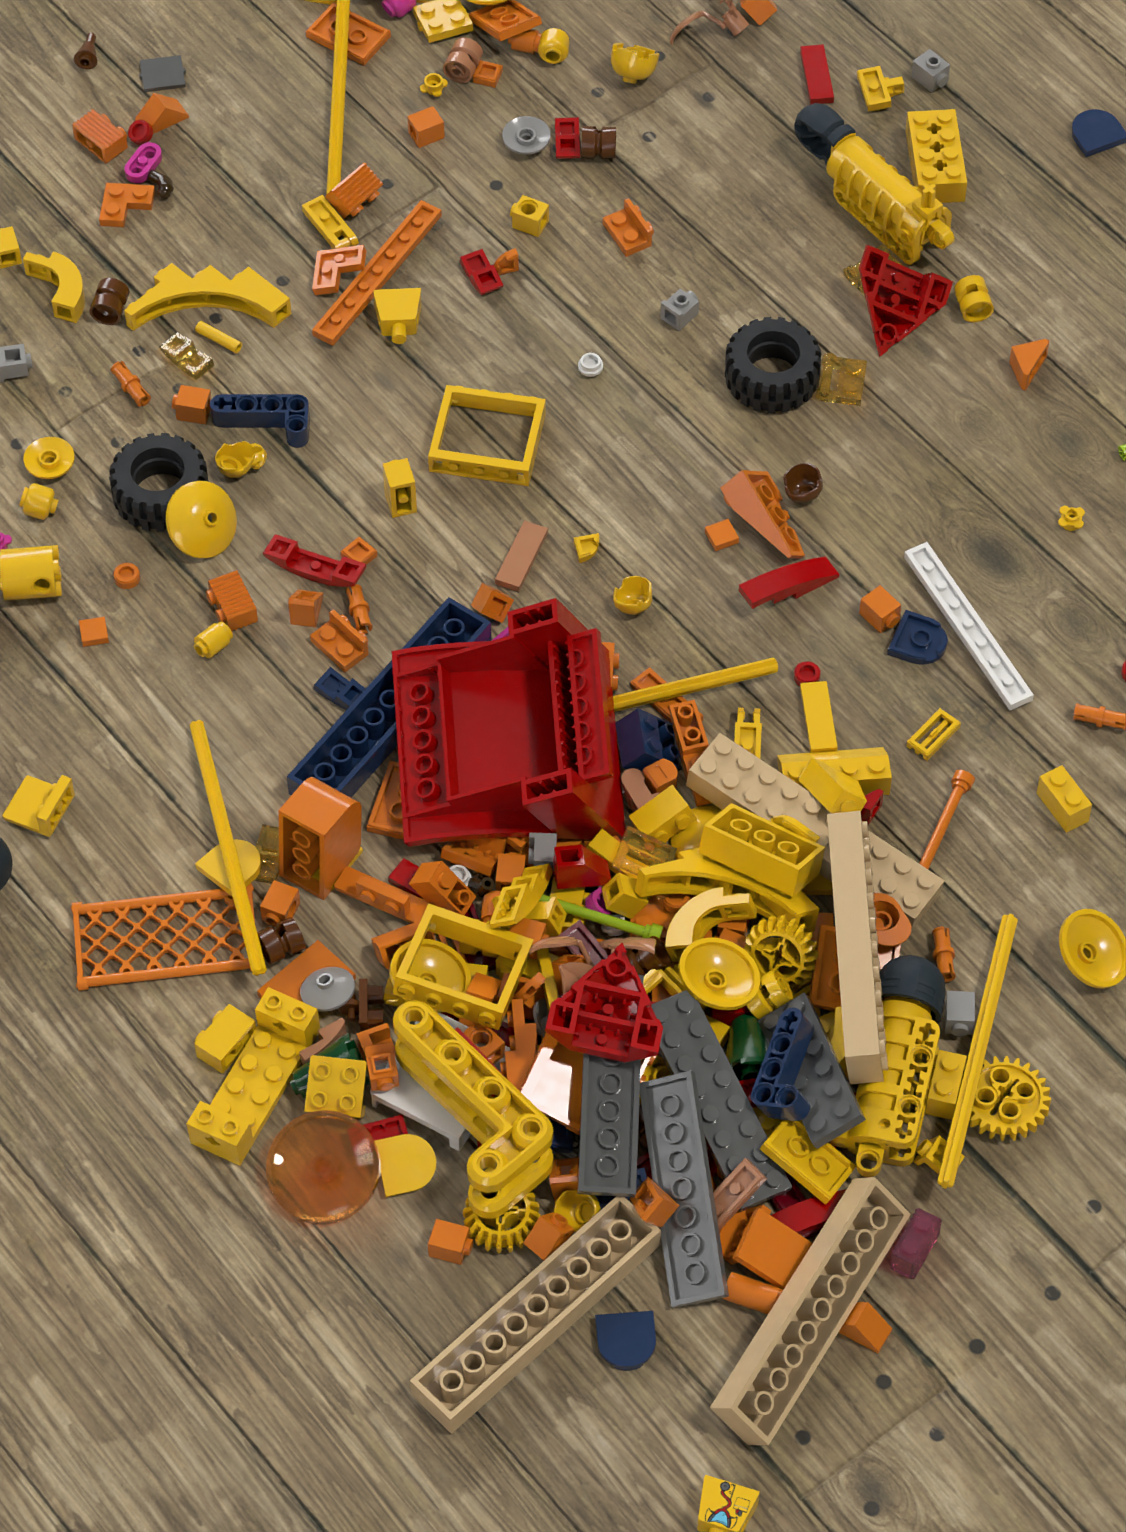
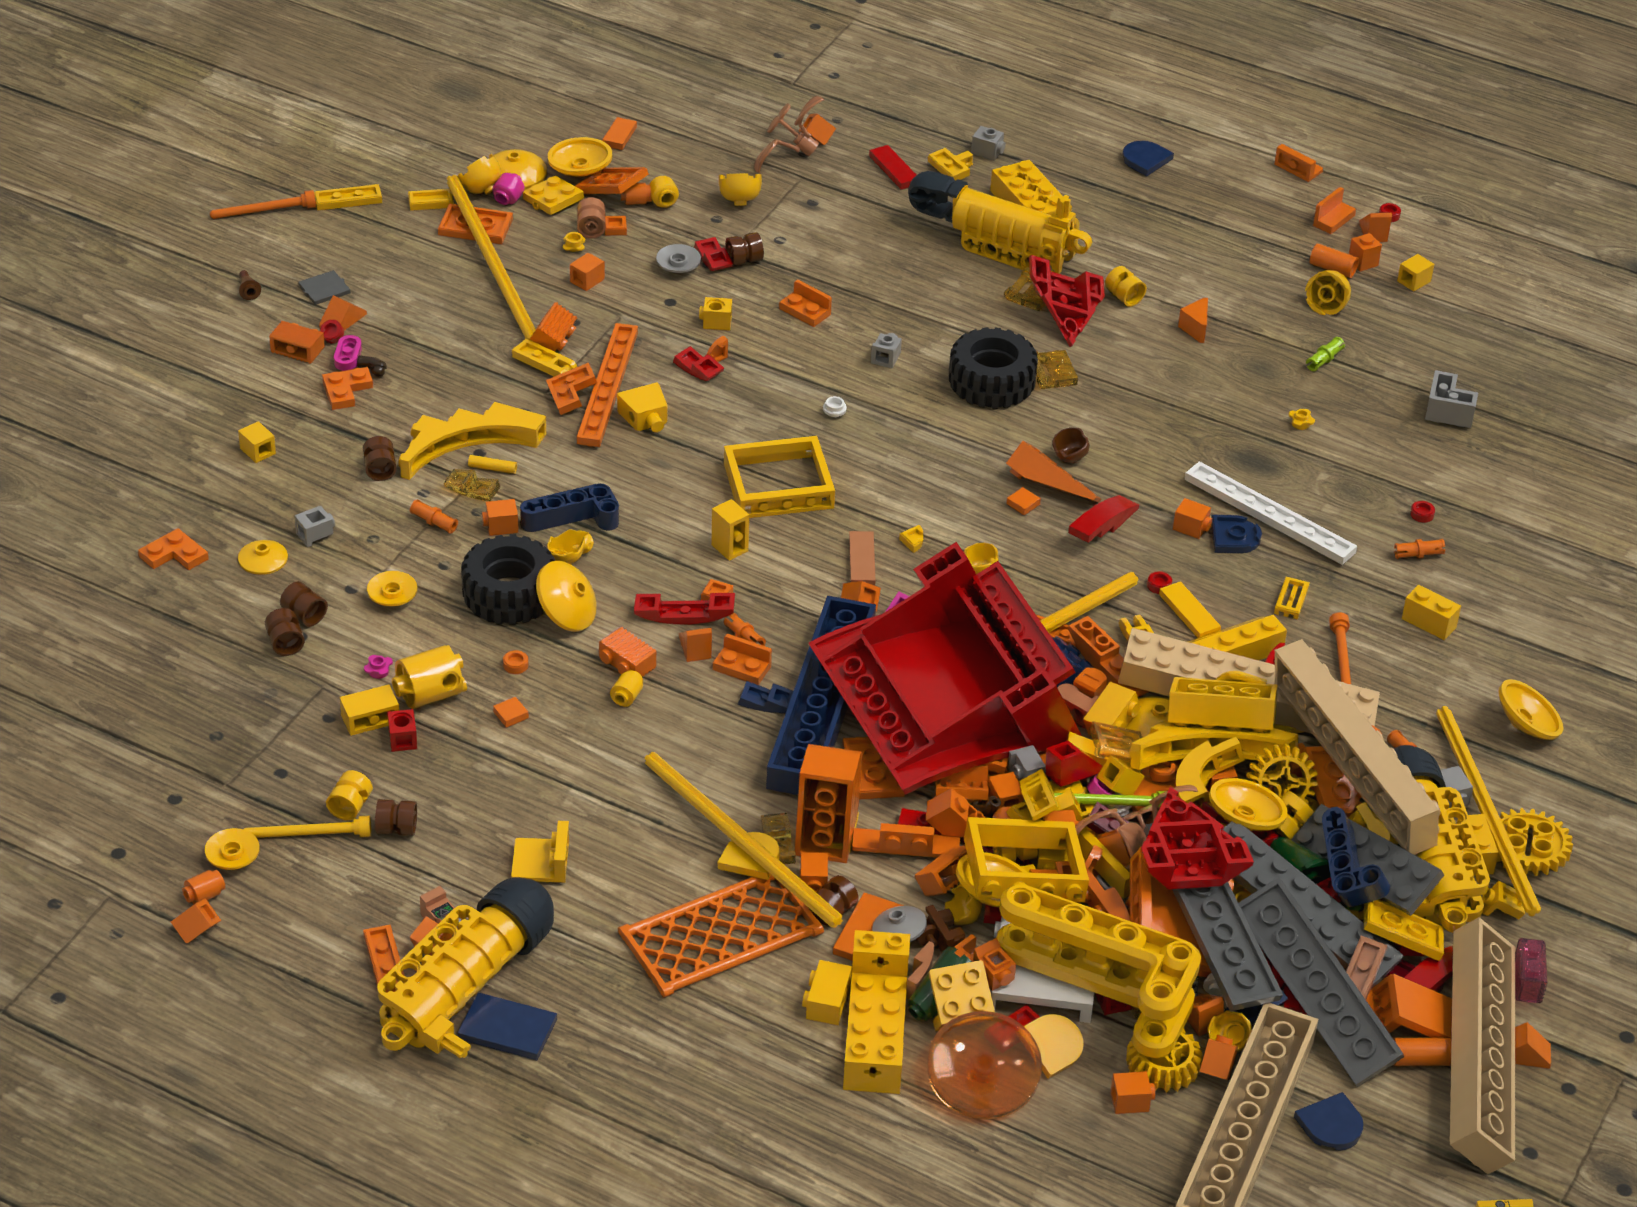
camera: 25 degrees left, 15 degrees down
(38, 501) = (402, 623): yellow head -> none
(70, 297) = (324, 450): yellow arch -> none
(653, 1203) = (1300, 996): orange slope -> none
(832, 788) = (1249, 643): yellow slope -> none

